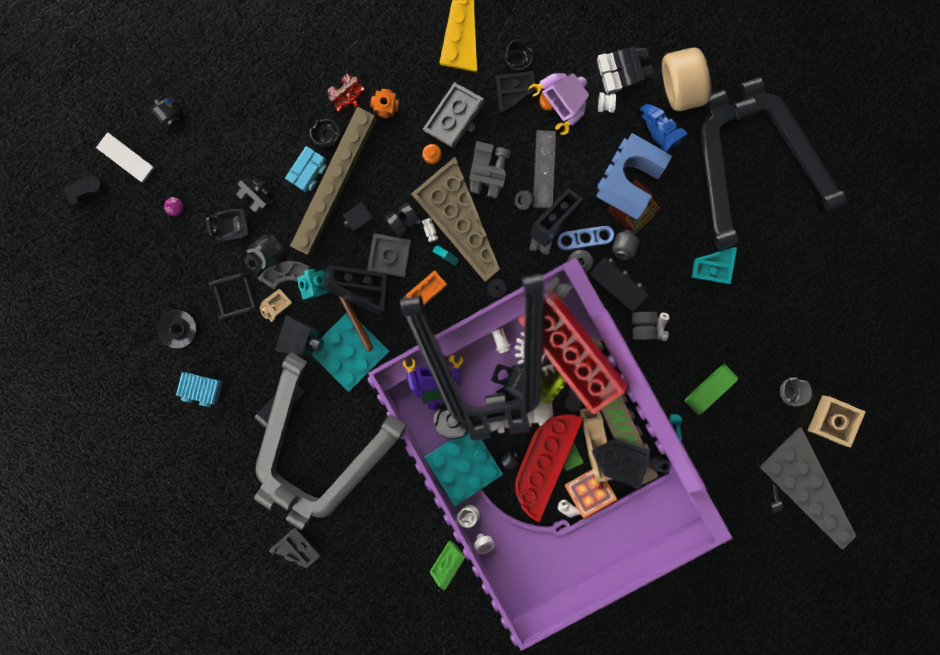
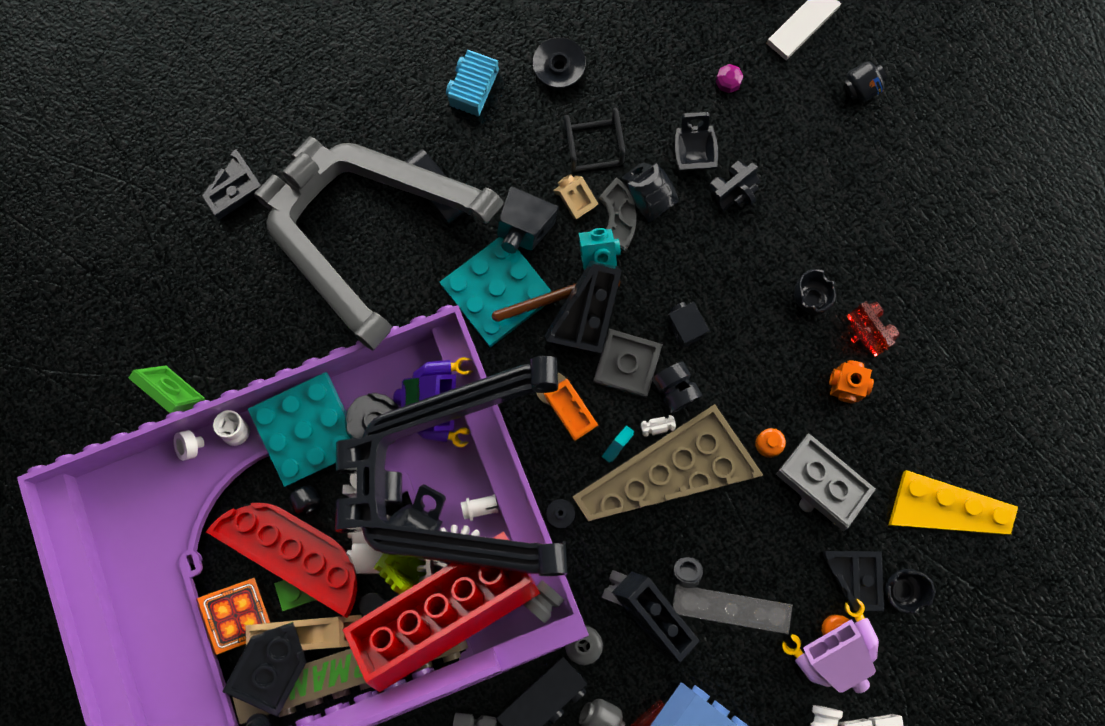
camera: 100 degrees right, 10 degrees down
(306, 170) = (763, 260): medium azure brick -> none
(333, 181) = (744, 296): dark tan brick -> none
(486, 175) = (732, 517): dark grey hips -> none
(568, 509) = (218, 578): white arm -> none
(593, 233) = (624, 672): light blue beam -> none

